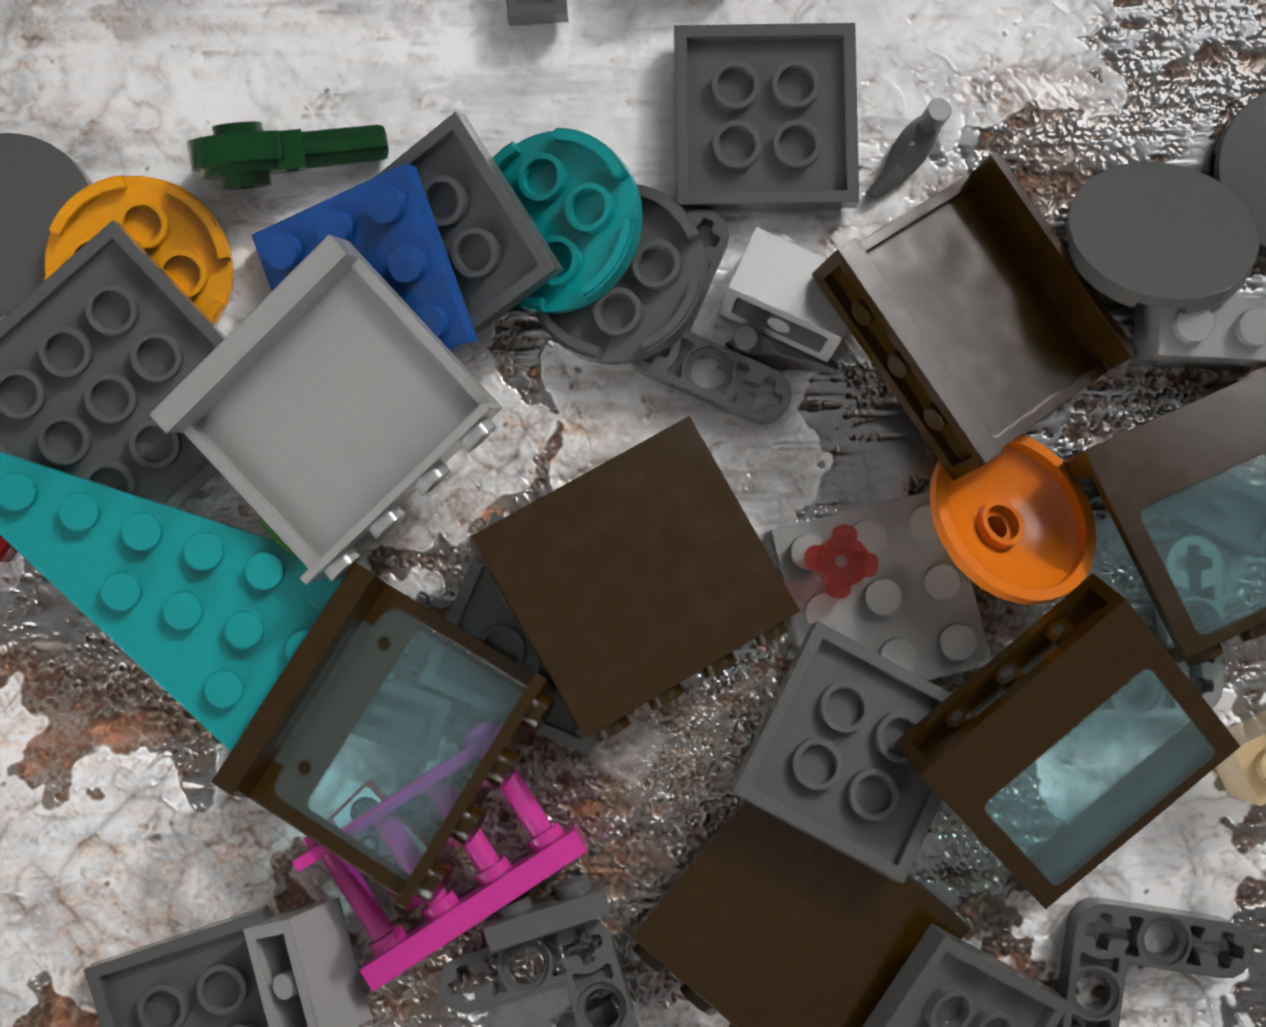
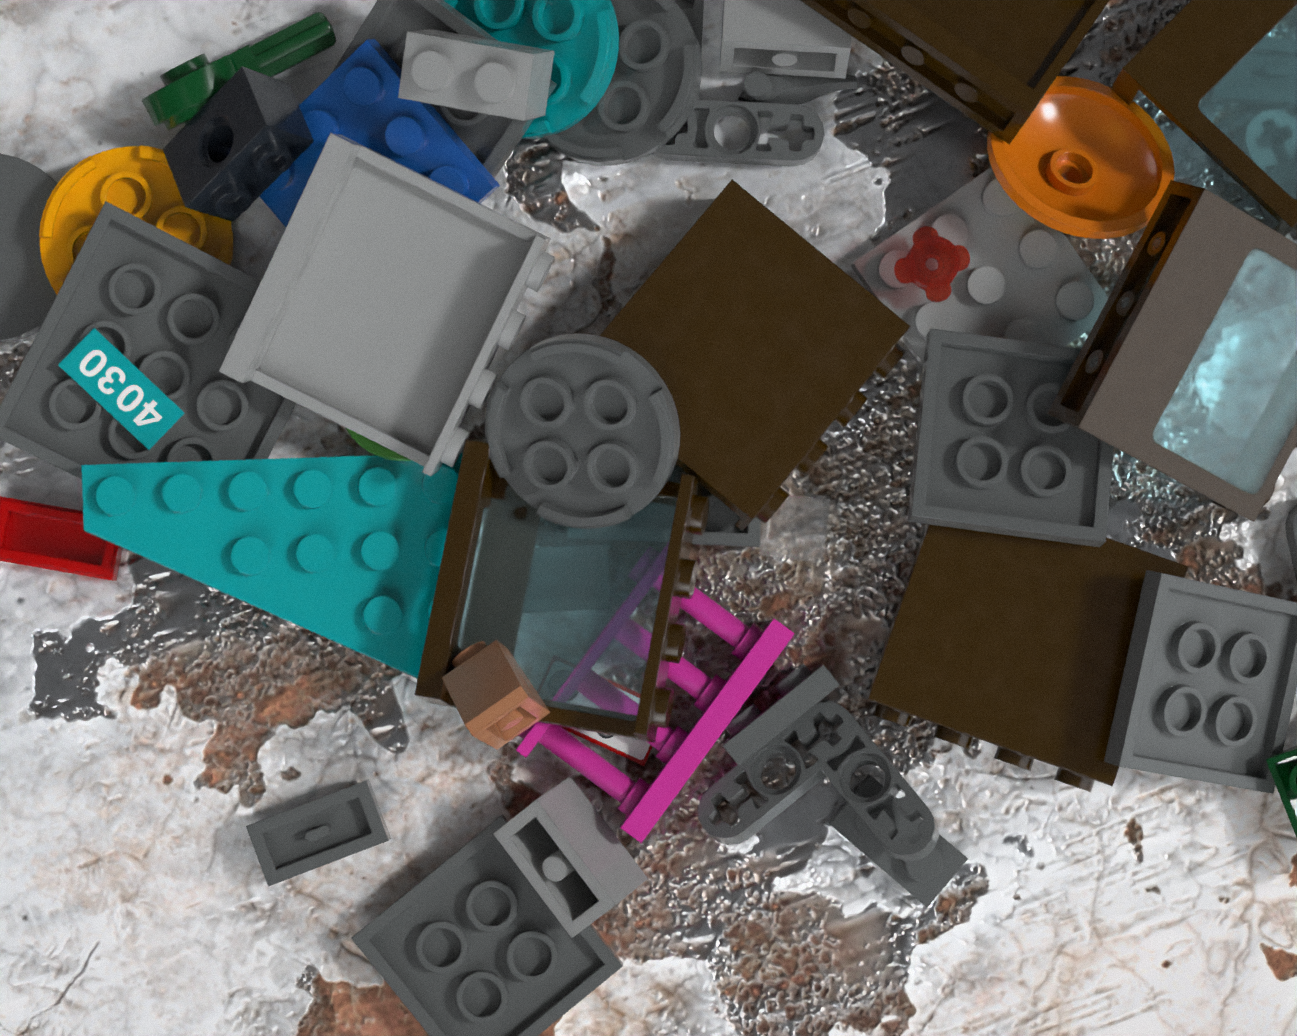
camera: 20 degrees left, 0 degrees up
(64, 395) = (121, 388): none -> teal sticker
(94, 860) = (318, 832): none -> dark grey plate
(253, 214) = (237, 144): none -> black brick
(280, 810) = (493, 694): none -> nougat slope
(462, 595) = (583, 430): none -> dark grey tile
(487, 231) = (476, 74): none -> light grey brick

